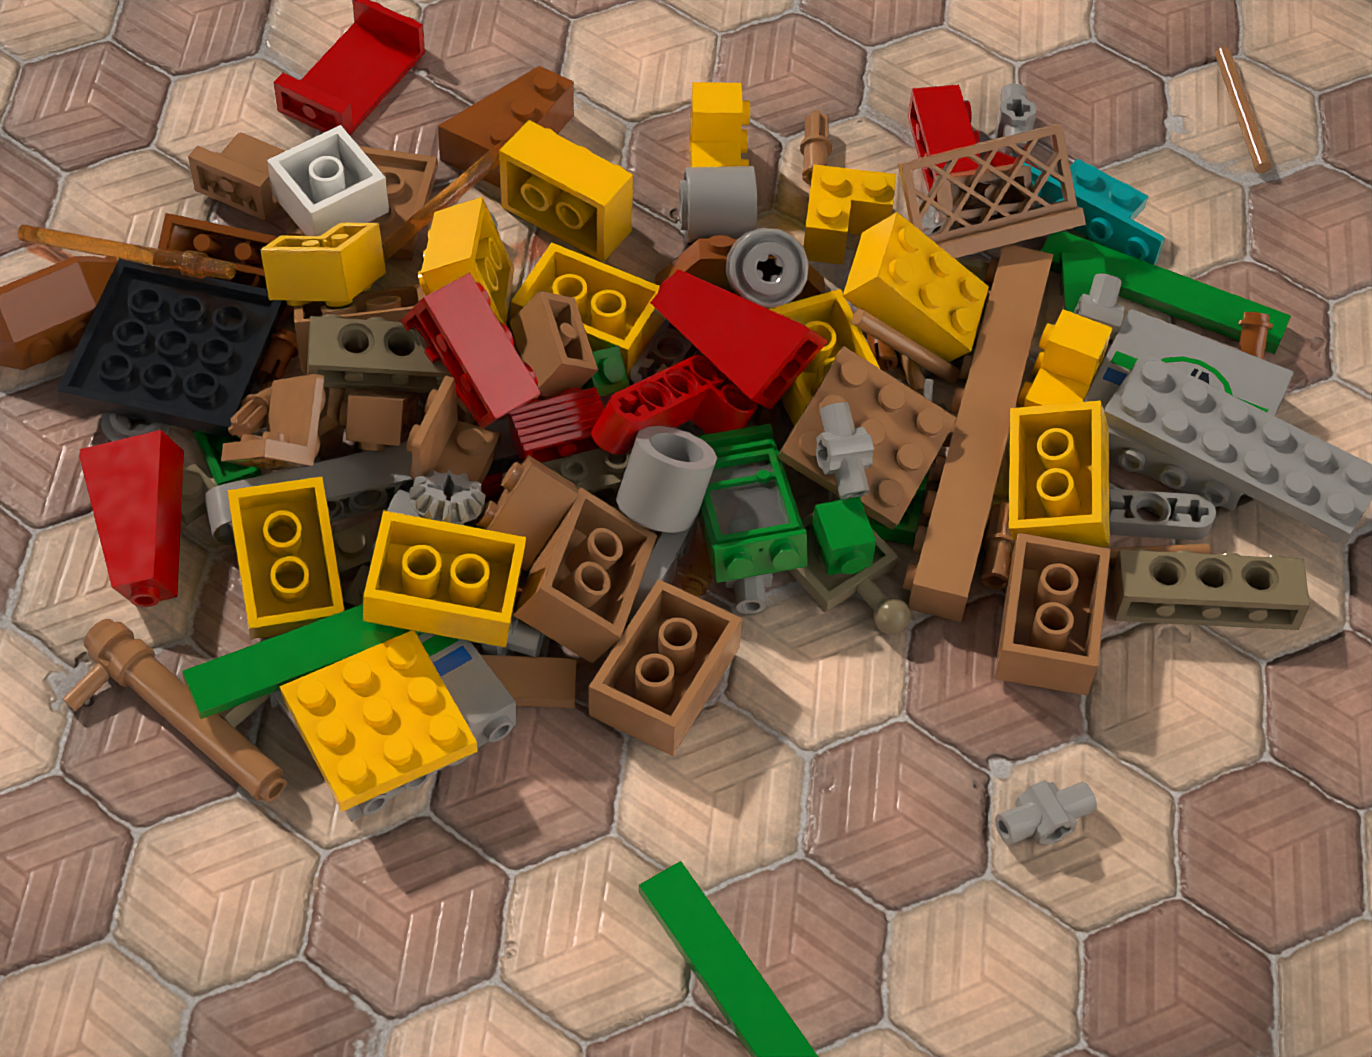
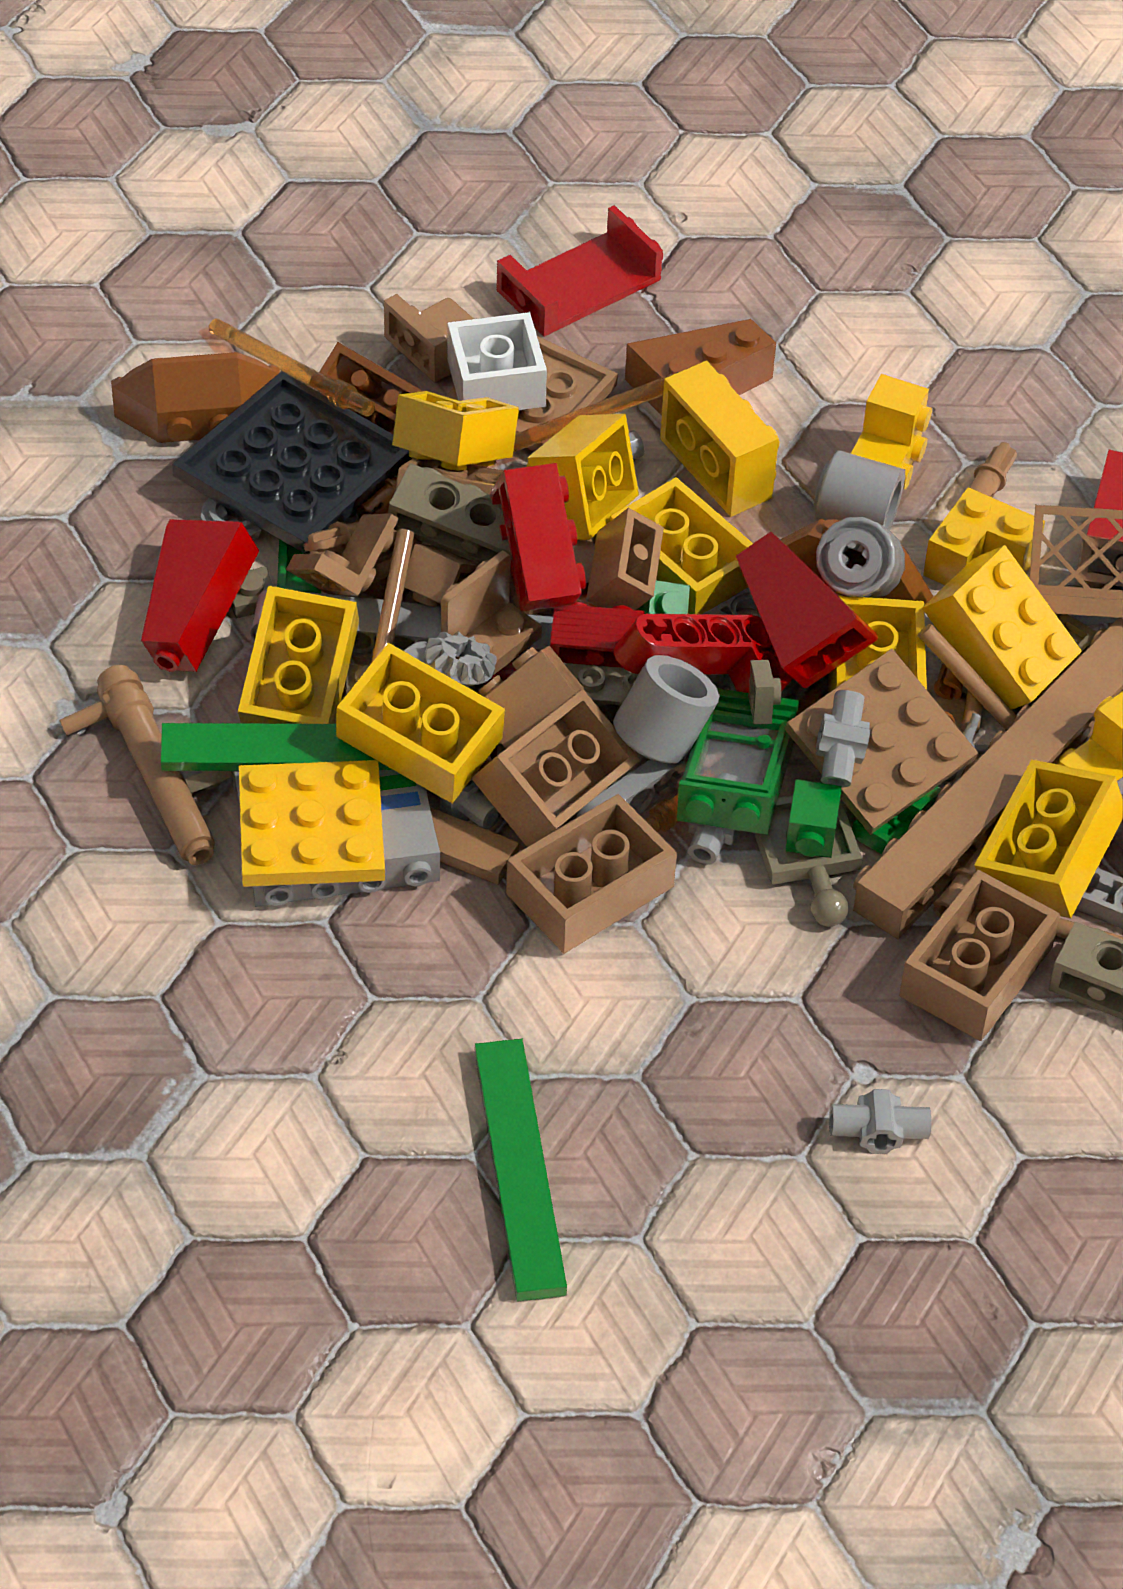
camera: 25 degrees right, 5 degrees down
(350, 473) = (394, 590): none -> medium nougat bar
(741, 428) = (763, 691): none -> dark tan plate

